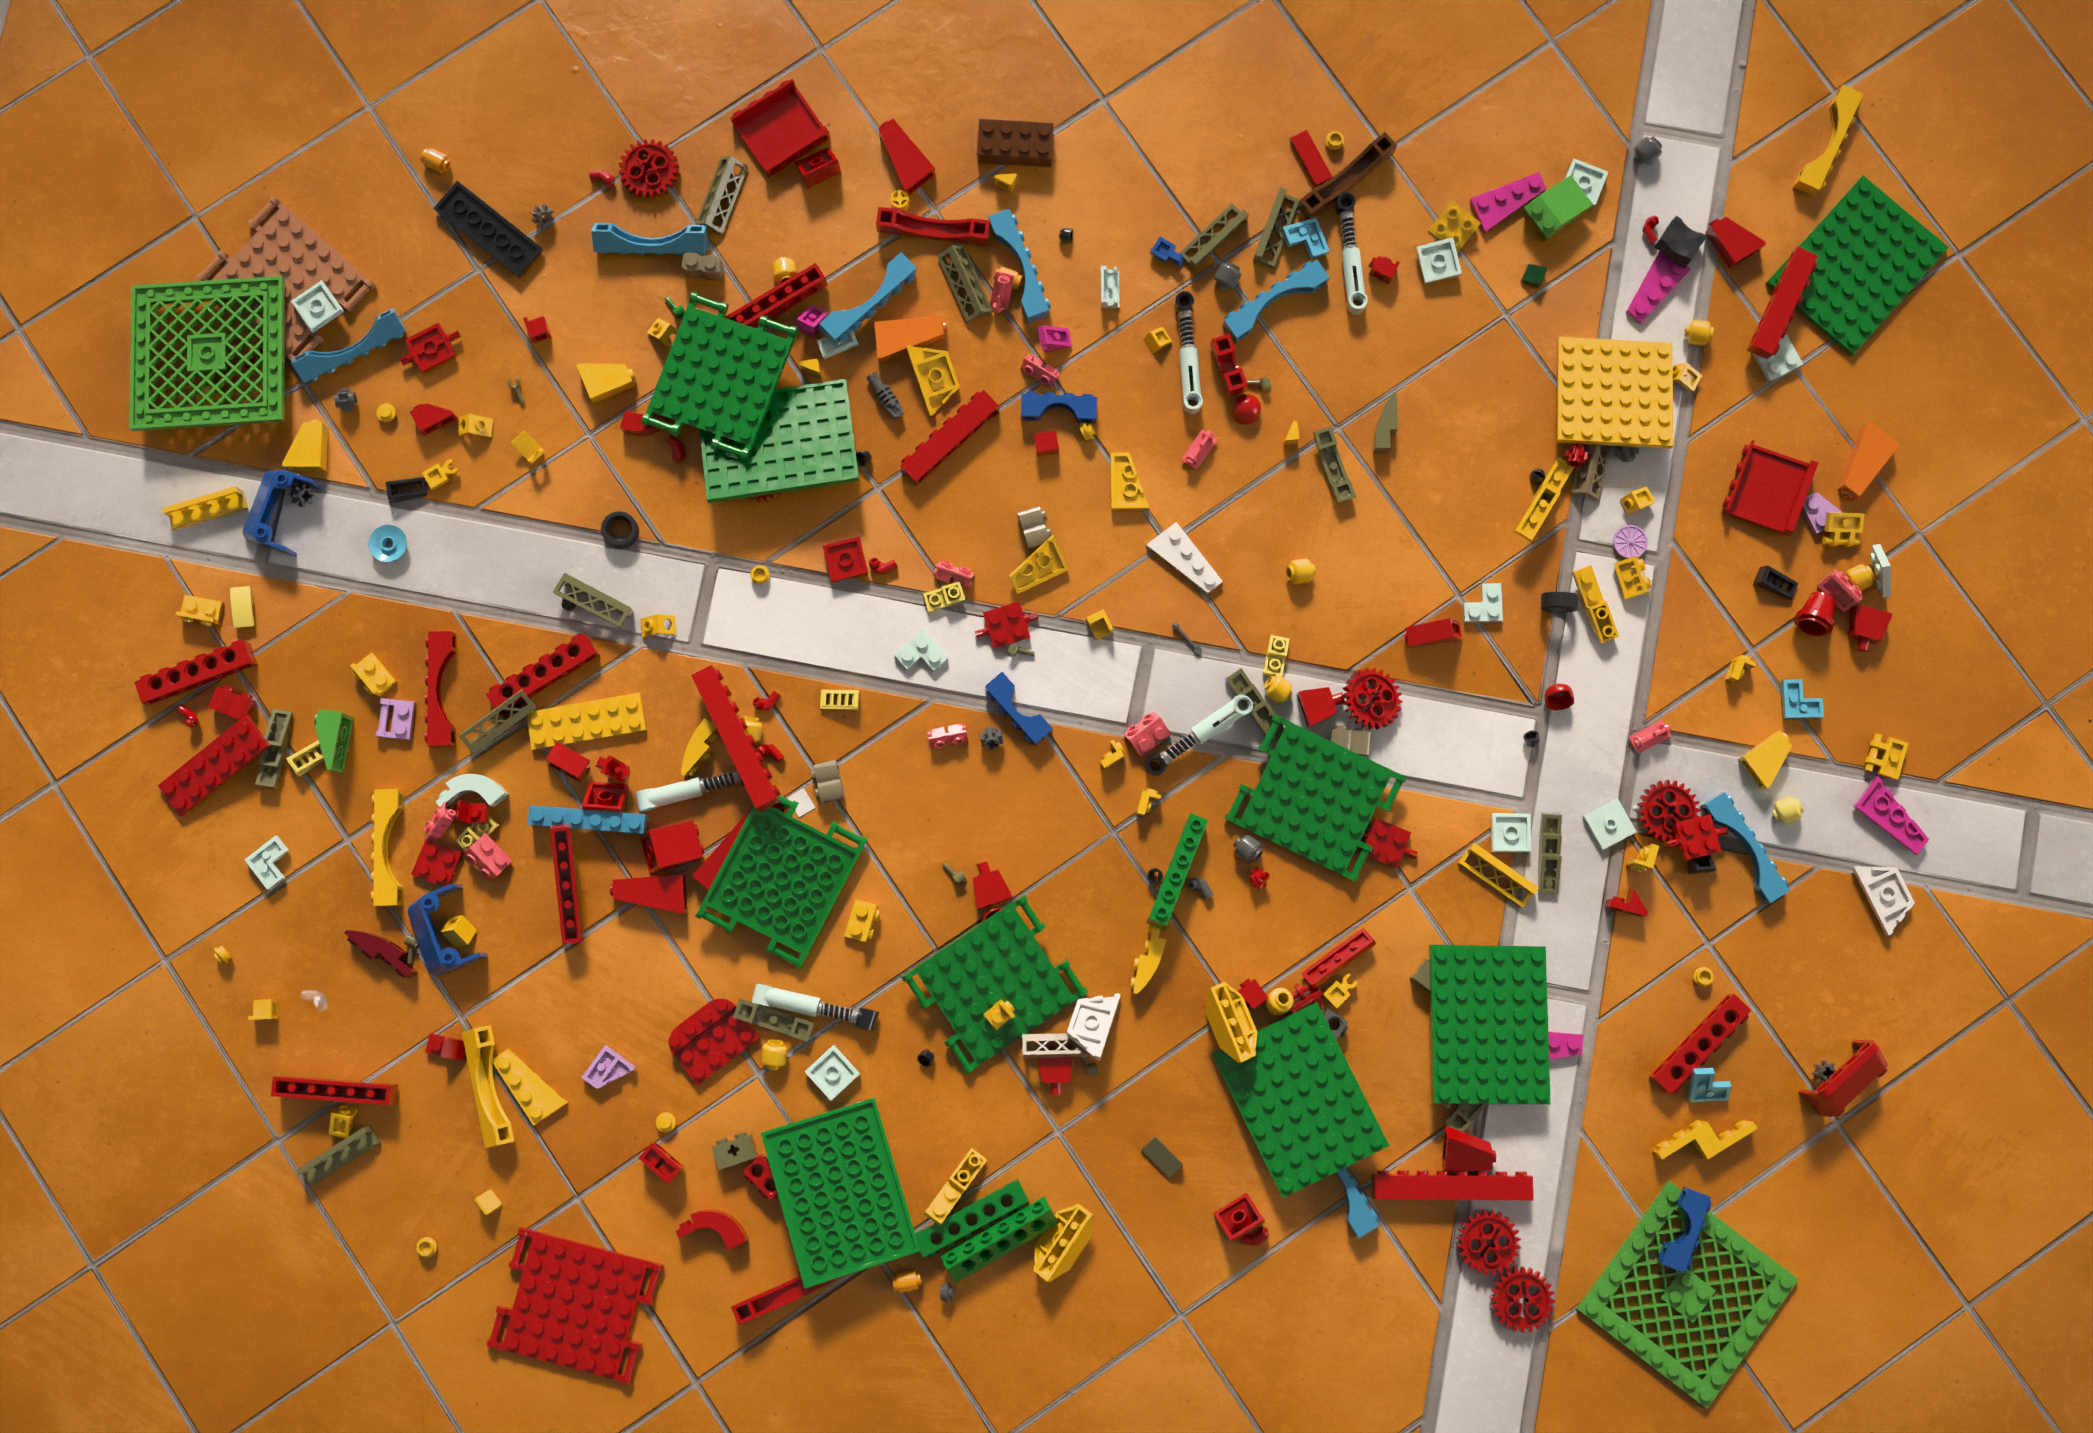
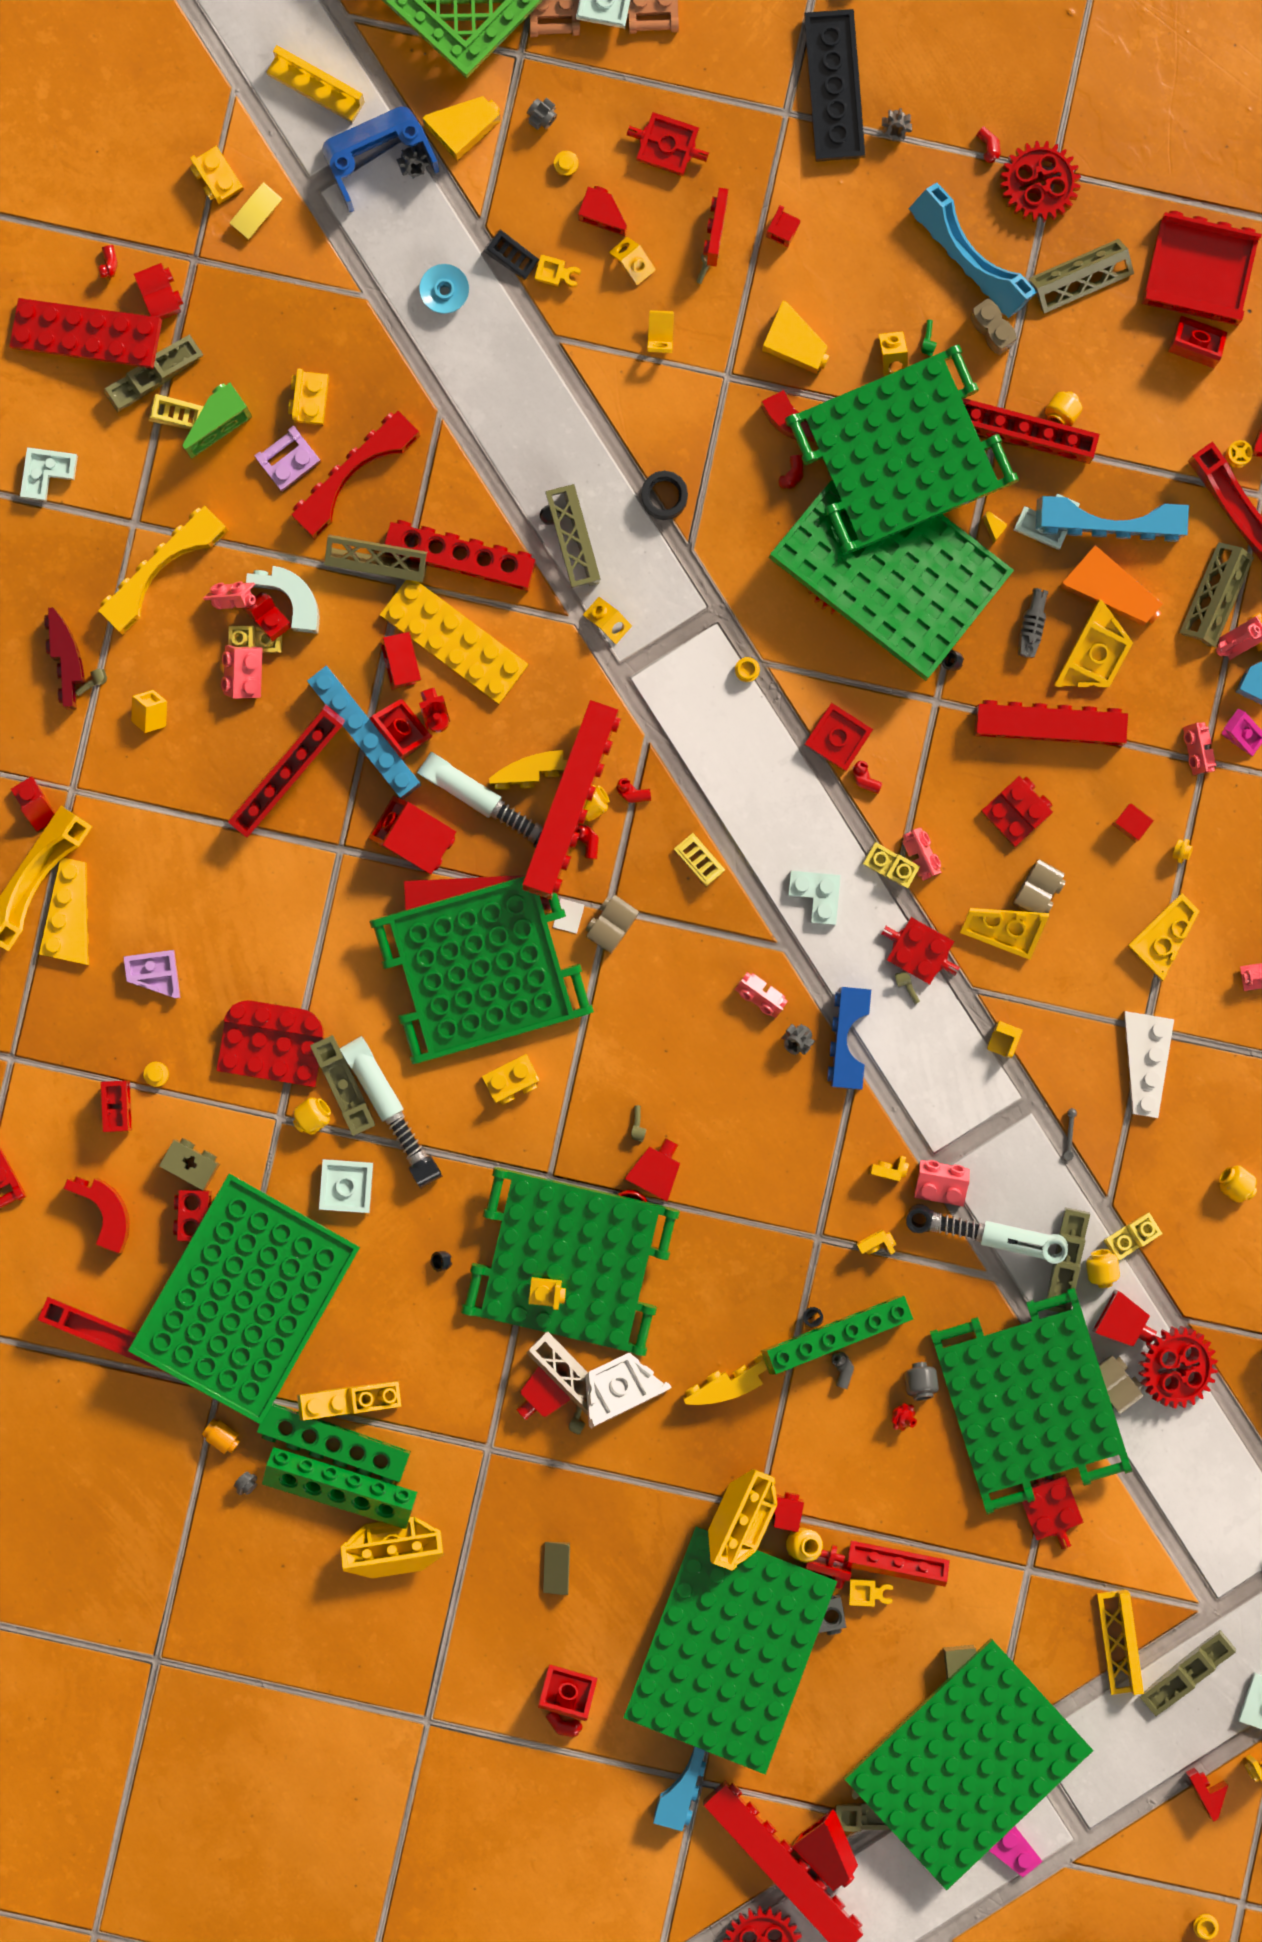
camera: 45 degrees right, 5 degrees up
(147, 684) = (208, 262): red brick -> none
(312, 363) = (547, 49): dark azure arch -> none
(437, 863) = (191, 629): red plate -> none
(438, 960) = (104, 717): blue windscreen -> none
(500, 363) = (715, 226): none -> red plate
(656, 892) = (357, 861): red slope -> none
(810, 319) = (1040, 482): dark pink slope -> none
(979, 499) = (1018, 810): none -> red plate
(1035, 405) = (1200, 824): blue arch -> none
(1510, 832) = (1172, 1618): light aqua plate -> none

